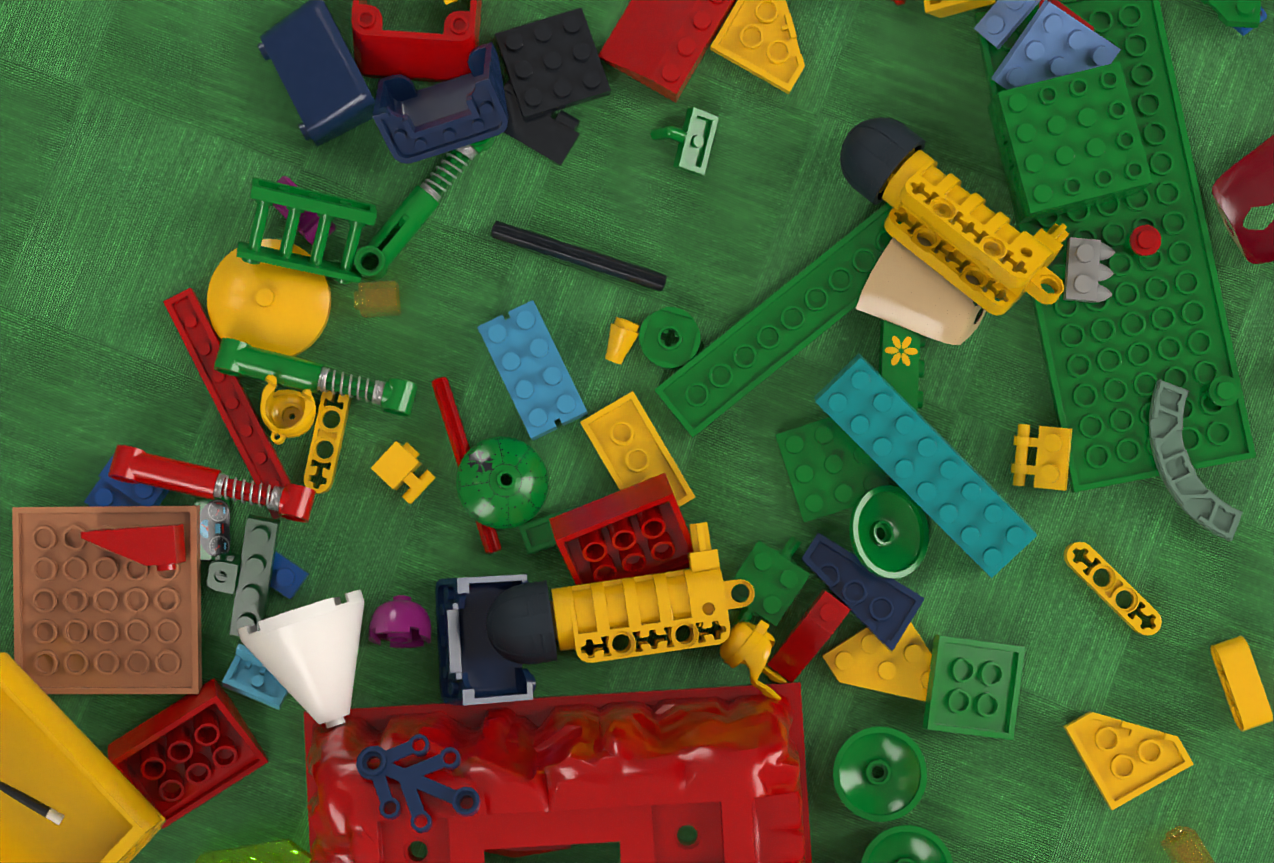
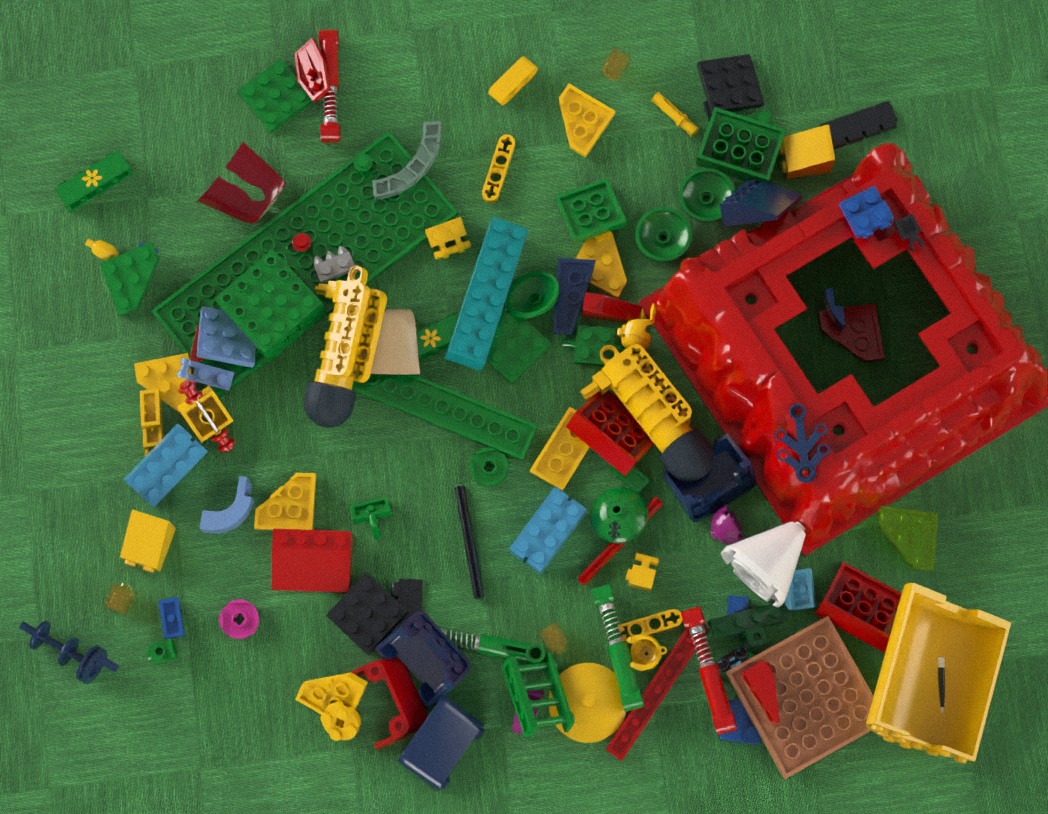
camera: 115 degrees left, 10 degrees down
(621, 338) = (504, 492): yellow cone -> none

